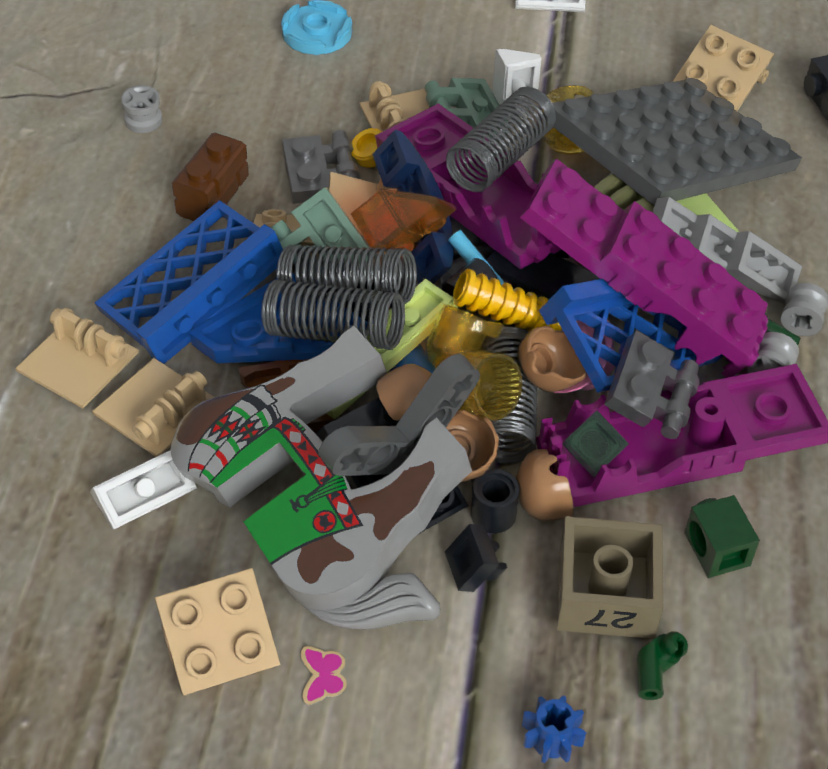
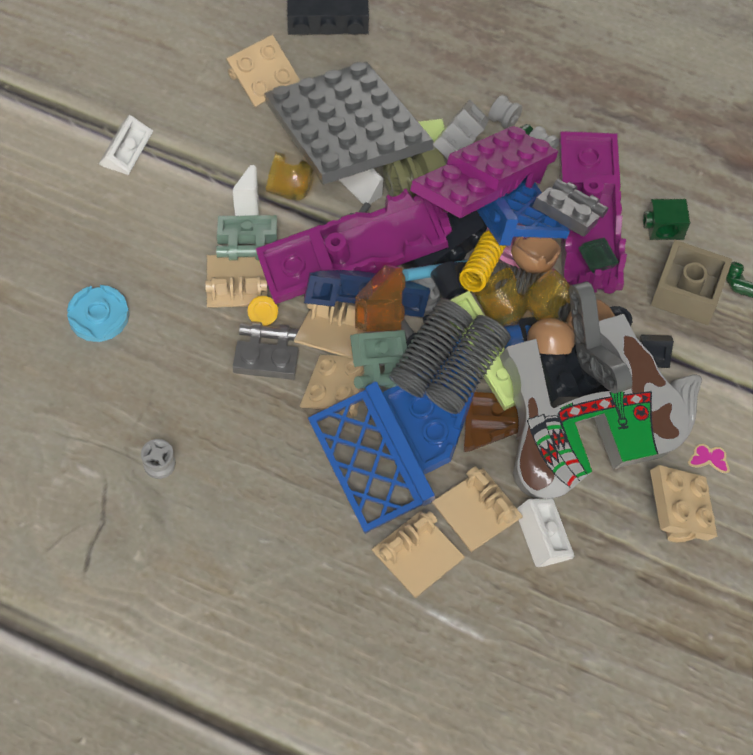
camera: 75 degrees left, 10 degrees up
(210, 176) = (266, 423): reddish brown brick -> none
(486, 155) = (341, 202): dark grey piece -> none
(541, 491) = (617, 293): medium nougat hair -> none

